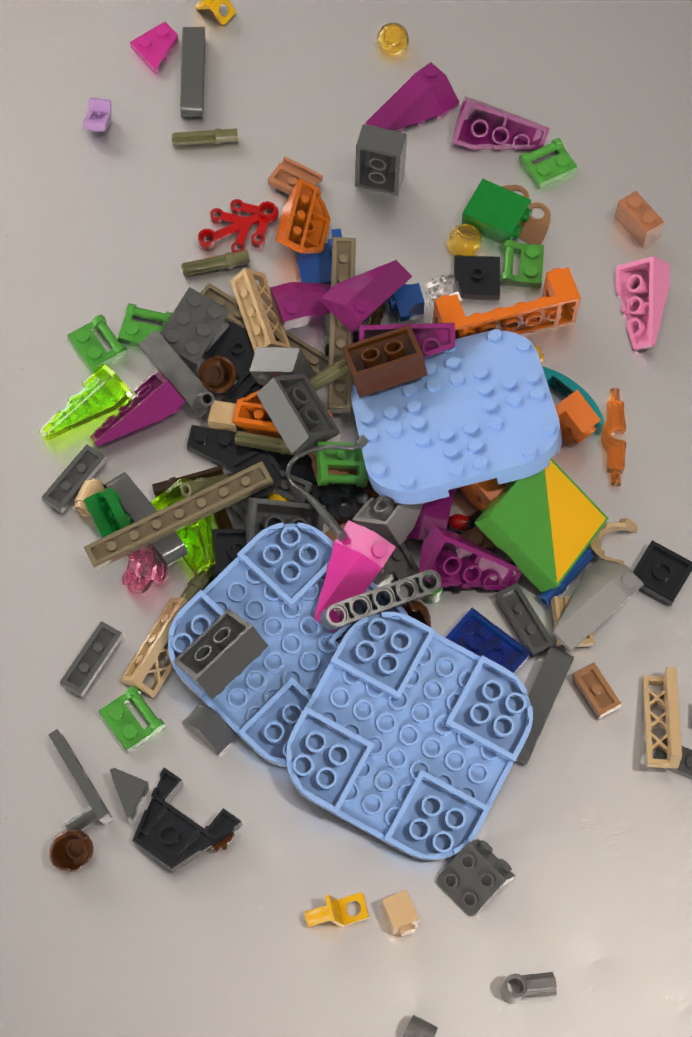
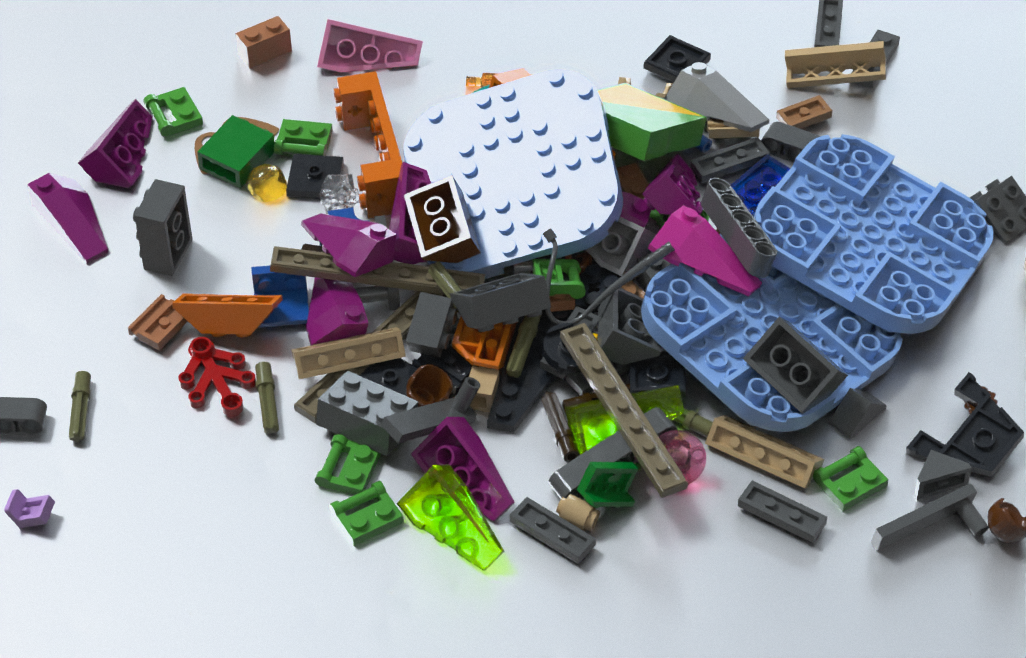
camera: 85 degrees left, 15 degrees down
(199, 484) = (578, 392): olive axle -> none

